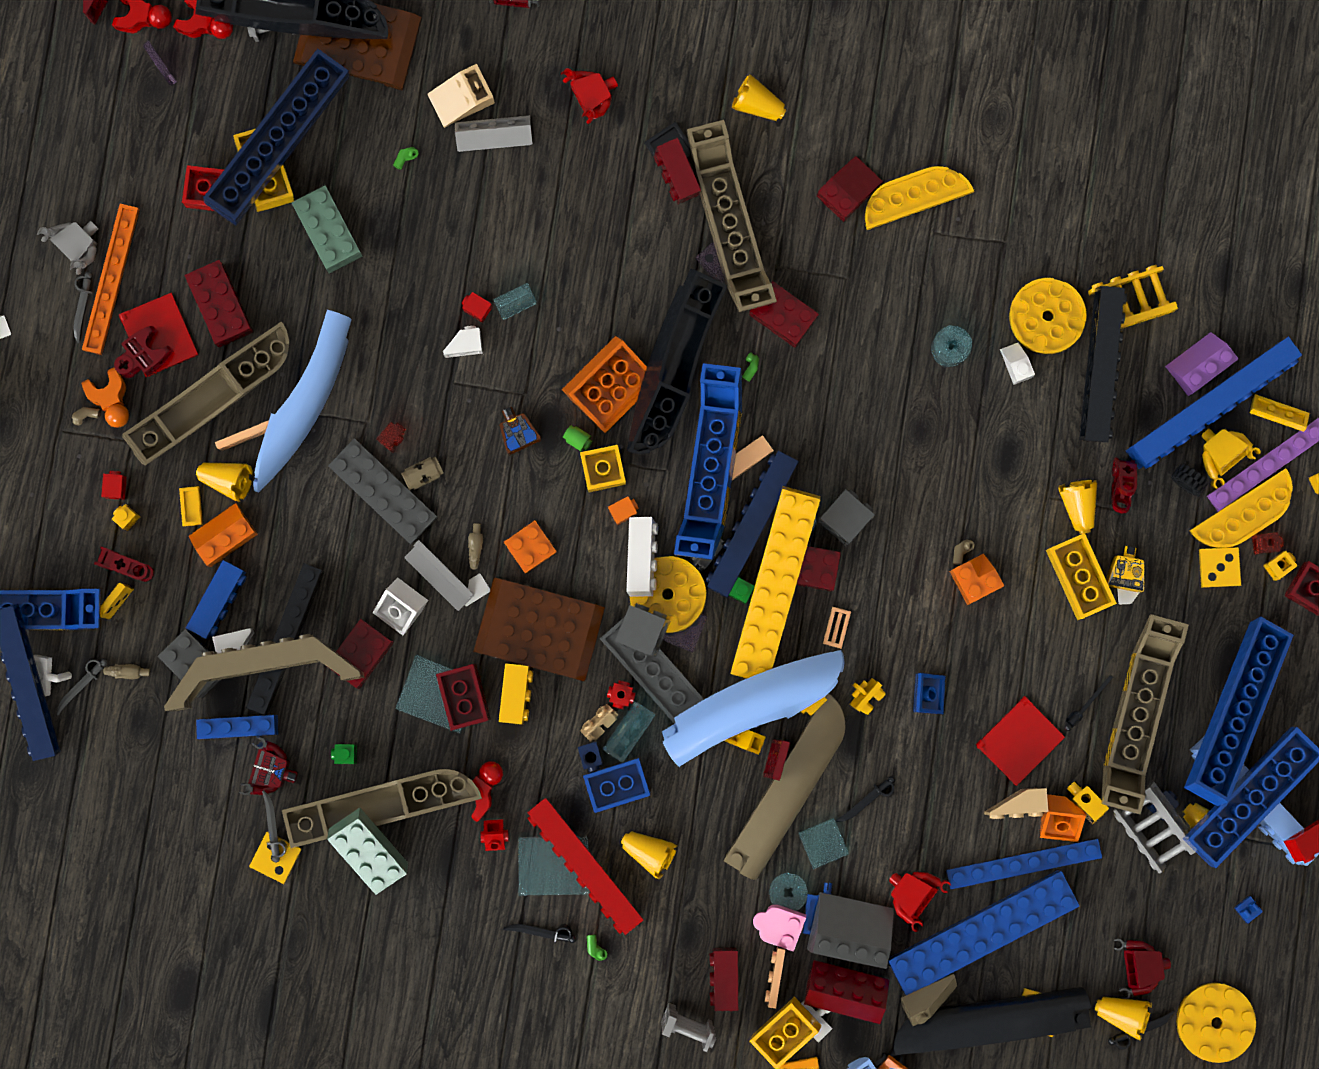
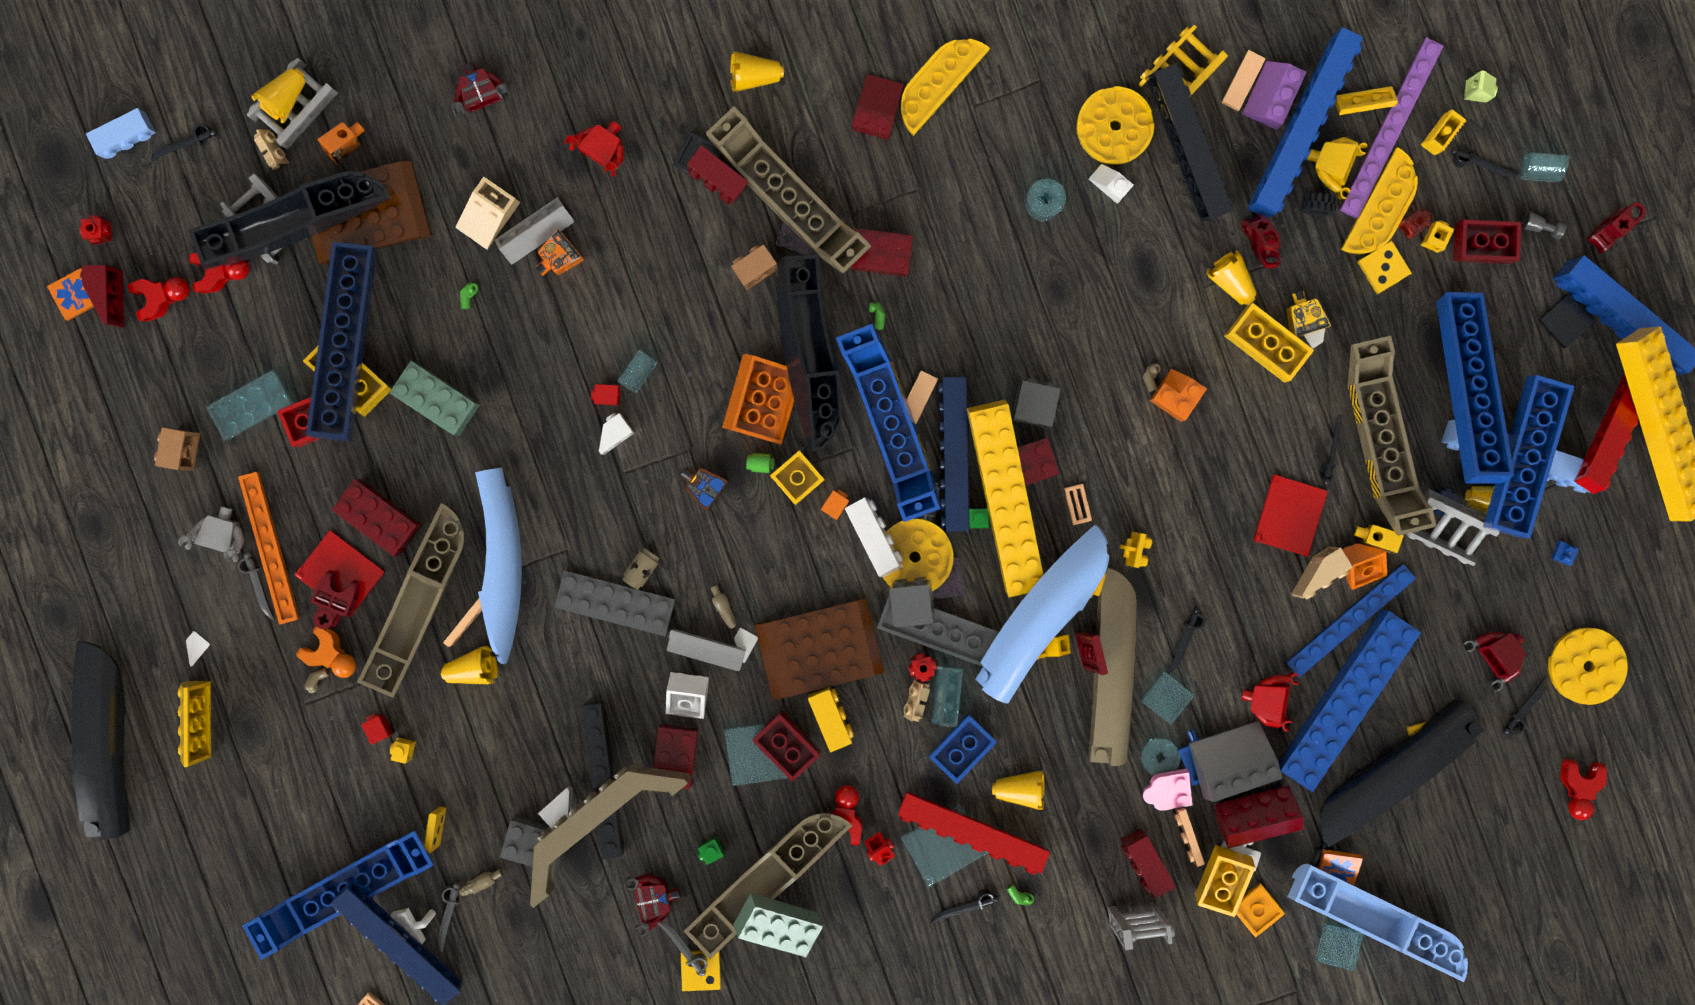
camera: 25 degrees left, 5 degrees up
(82, 151) = (177, 449): none -> medium nougat brick
(114, 561) = (425, 793): dark red piece -> none
(159, 63) = (200, 331): clear purple tile -> none
(164, 148) = (249, 405): none -> clear light blue plate
(191, 506) = (454, 708): yellow tile -> none
(216, 600) = (523, 778): blue brick -> none
(222, 535) = (496, 719): orange slope -> none
(237, 727) = (604, 878): blue brick -> none
(391, 436) = (596, 551): clear red brick -> none
(502, 165) = (558, 255): none -> torso
(530, 547) = (771, 580): orange plate -> none
(583, 750) = (923, 726): dark blue brick -> none
(666, 266) = (754, 266): none -> medium nougat brick
(926, 1001) = (1331, 788): dark tan slope -> none
(929, 693) = (1189, 518): blue slope -> none
(1125, 1014) = (1508, 703): yellow cone -> none
(1181, 338) = (1243, 80): none -> light nougat tile

